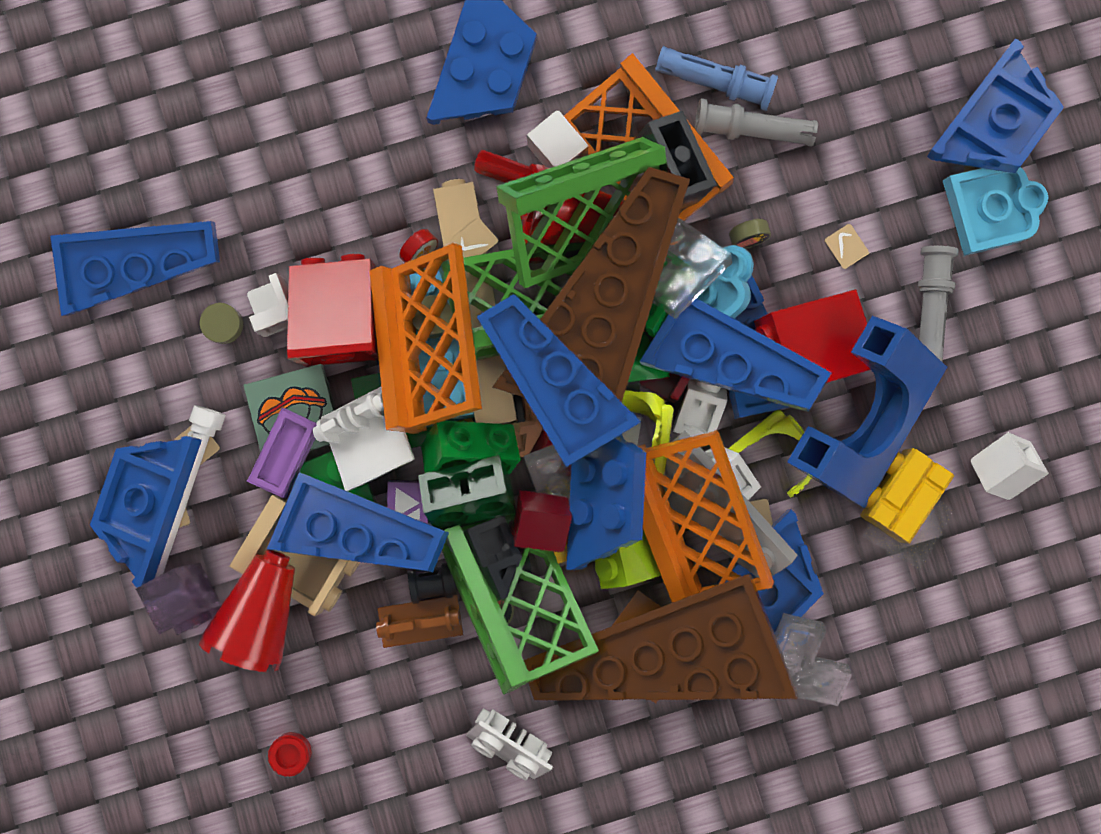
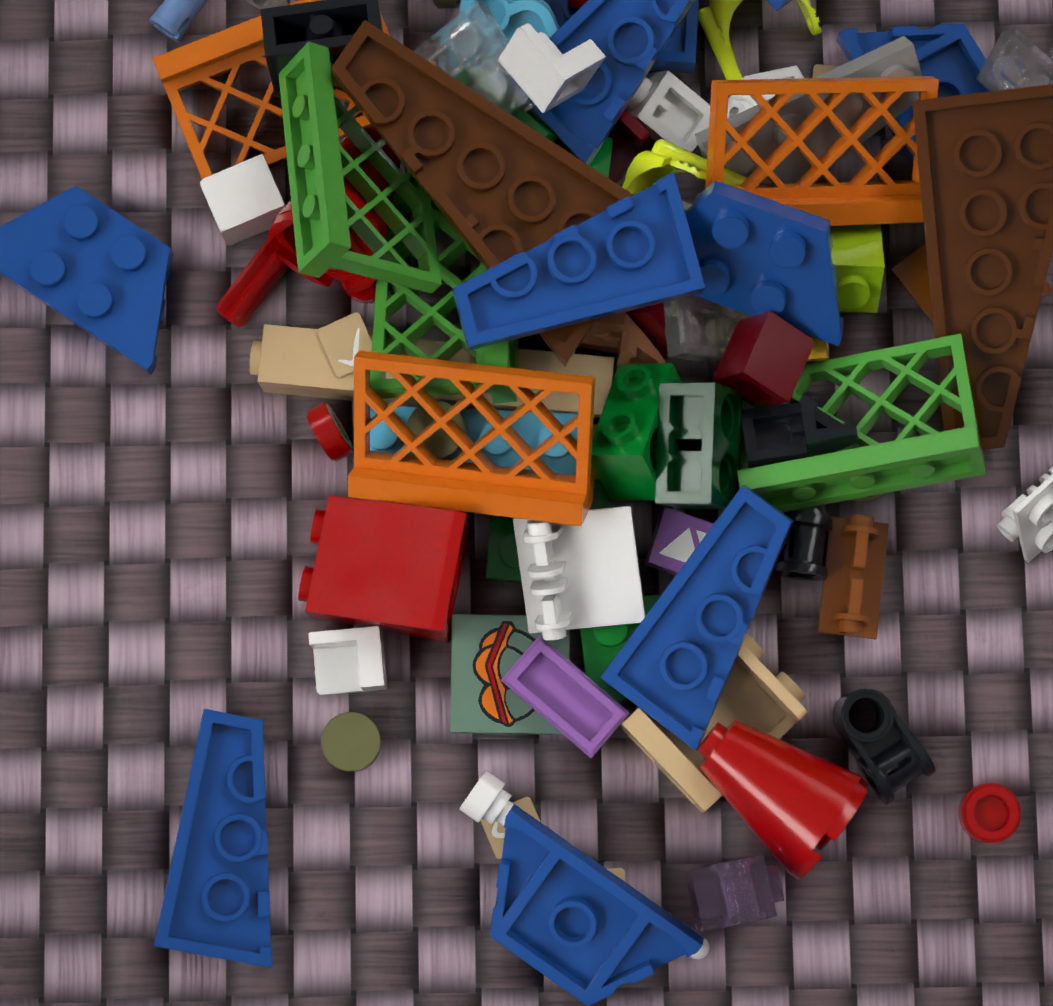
camera: 70 degrees left, 5 degrees down
(309, 672) = (883, 745): none -> black piece
(694, 313) = (544, 71): none -> white panel

